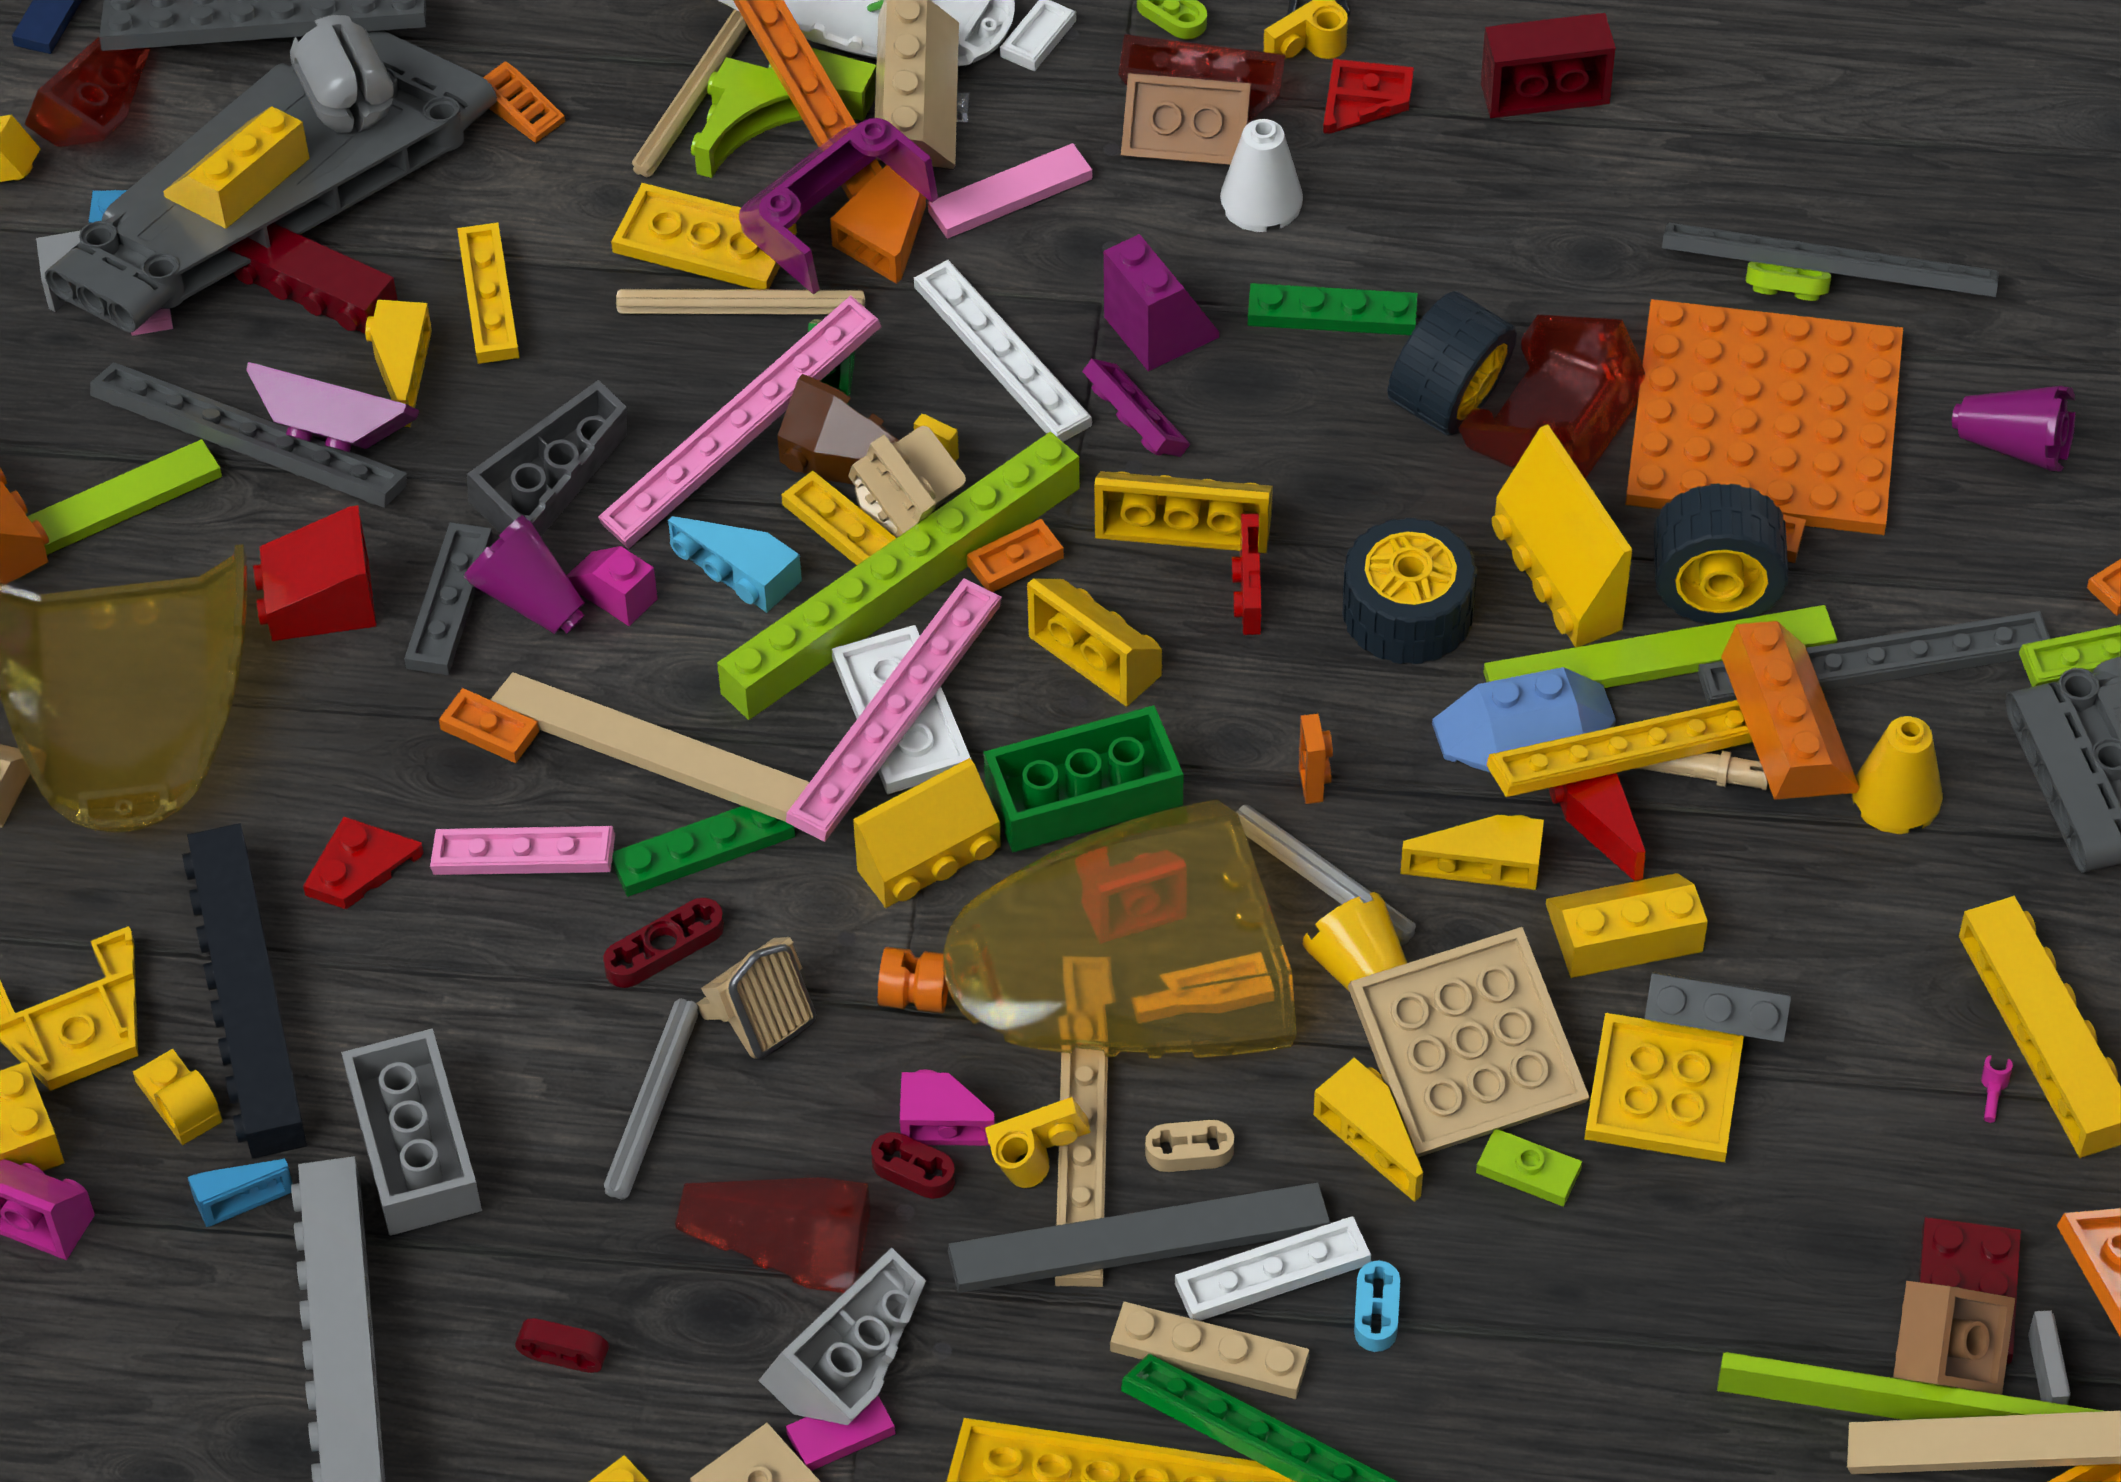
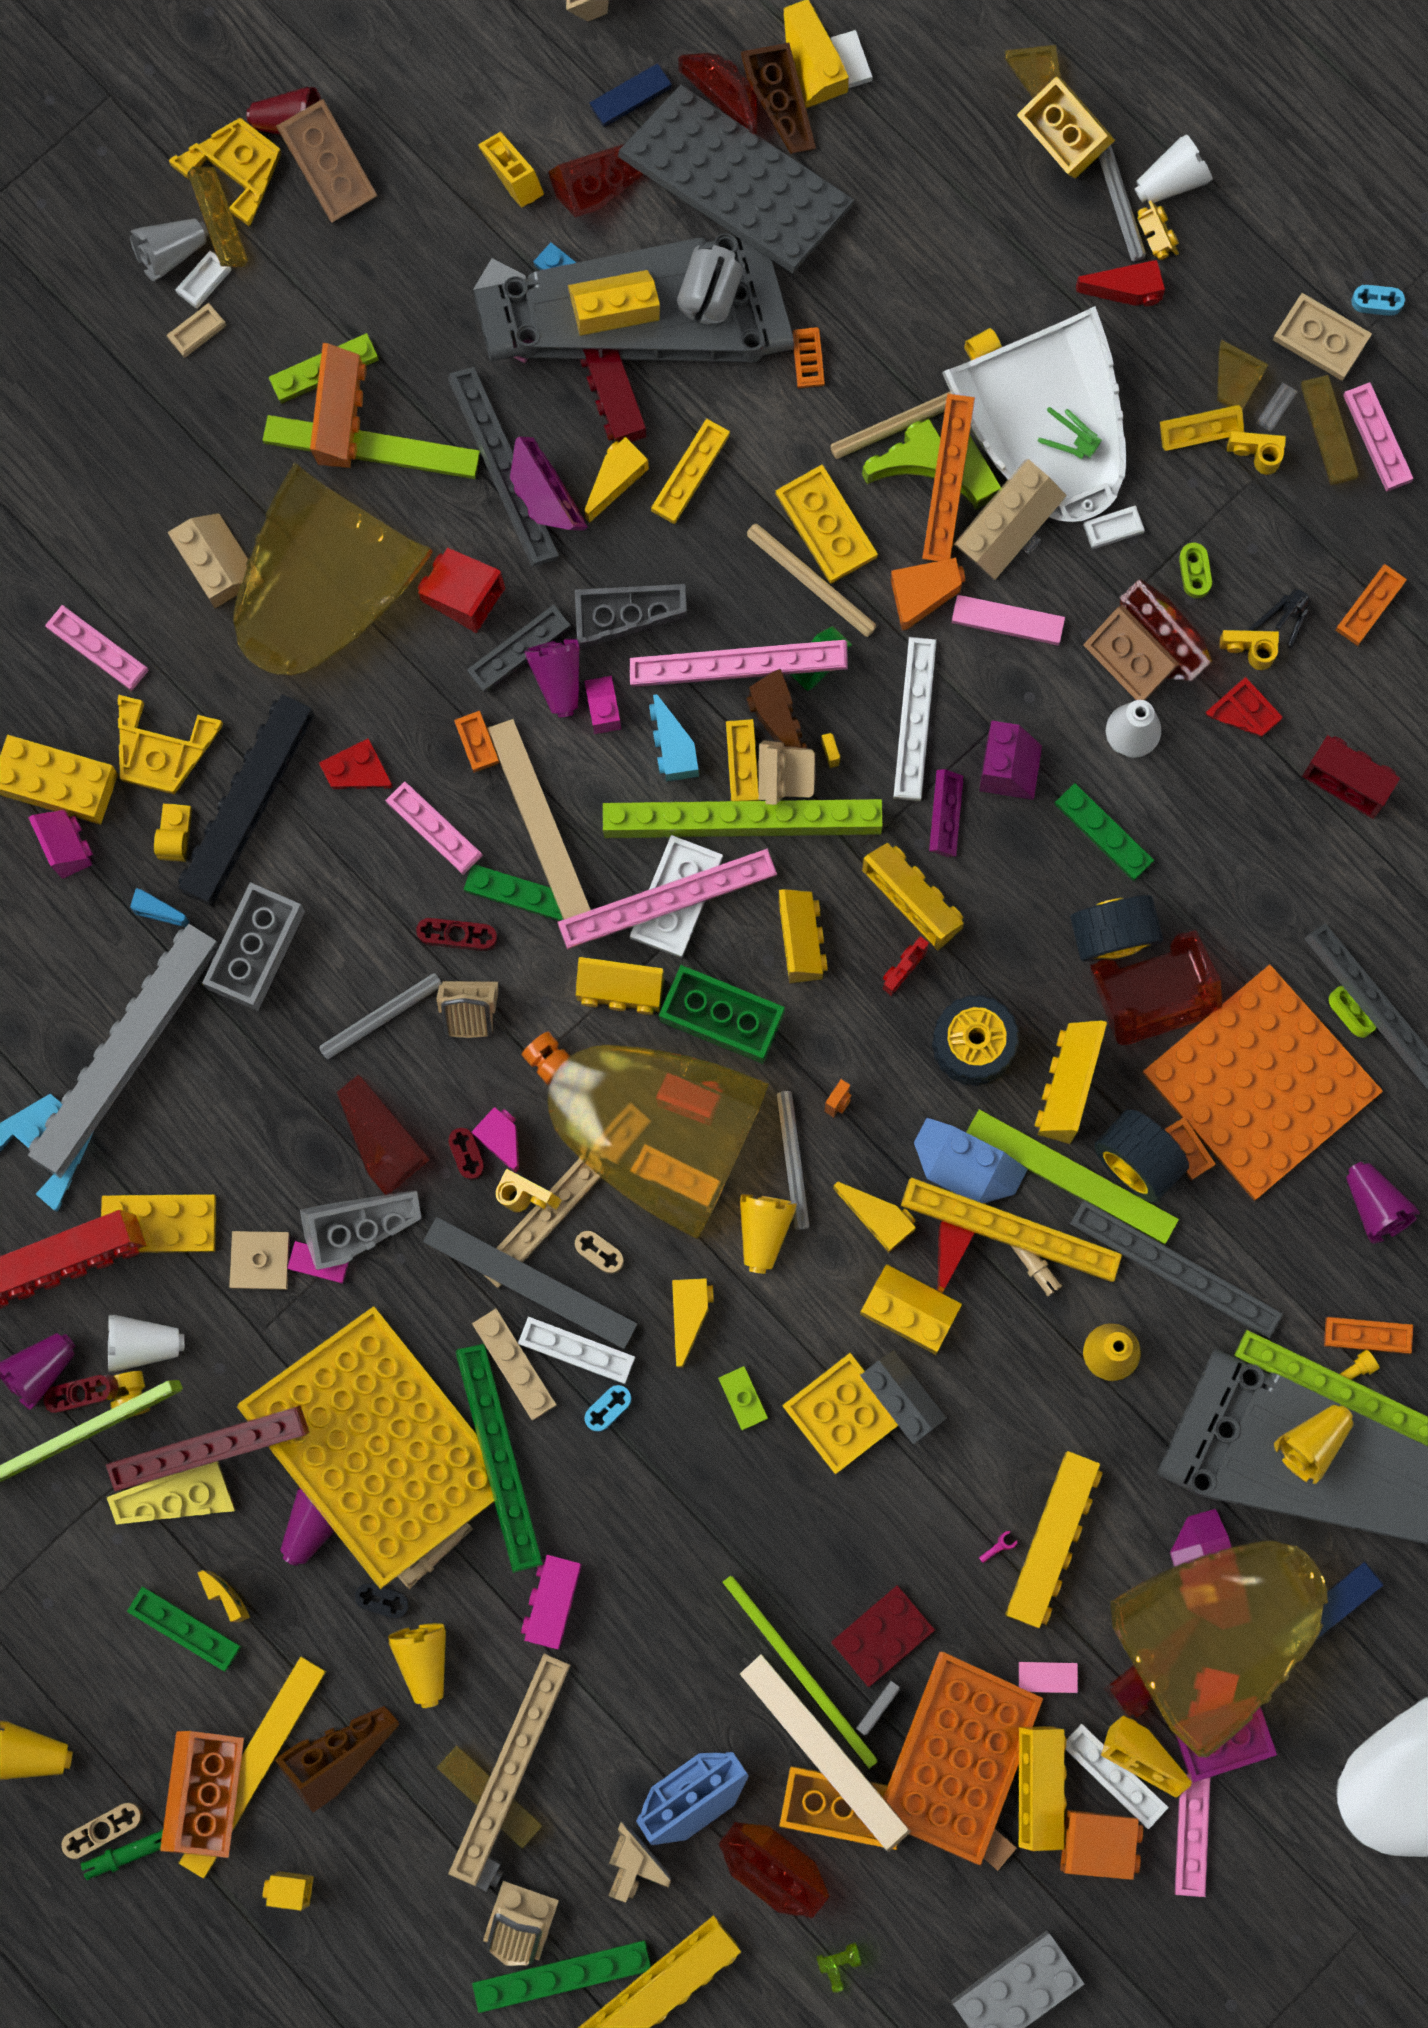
camera: 45 degrees right, 25 degrees up
(562, 1345) = (232, 1115): dark red beam -> none
(781, 204) = (931, 537): magenta windscreen -> none
(1015, 556) = (808, 852): orange plate -> none
(1468, 1041) = (767, 1315): tan plate -> none
(1786, 713) = (1091, 1271): orange slope -> none
(1954, 1337) = (841, 1661): medium nougat slope -> none

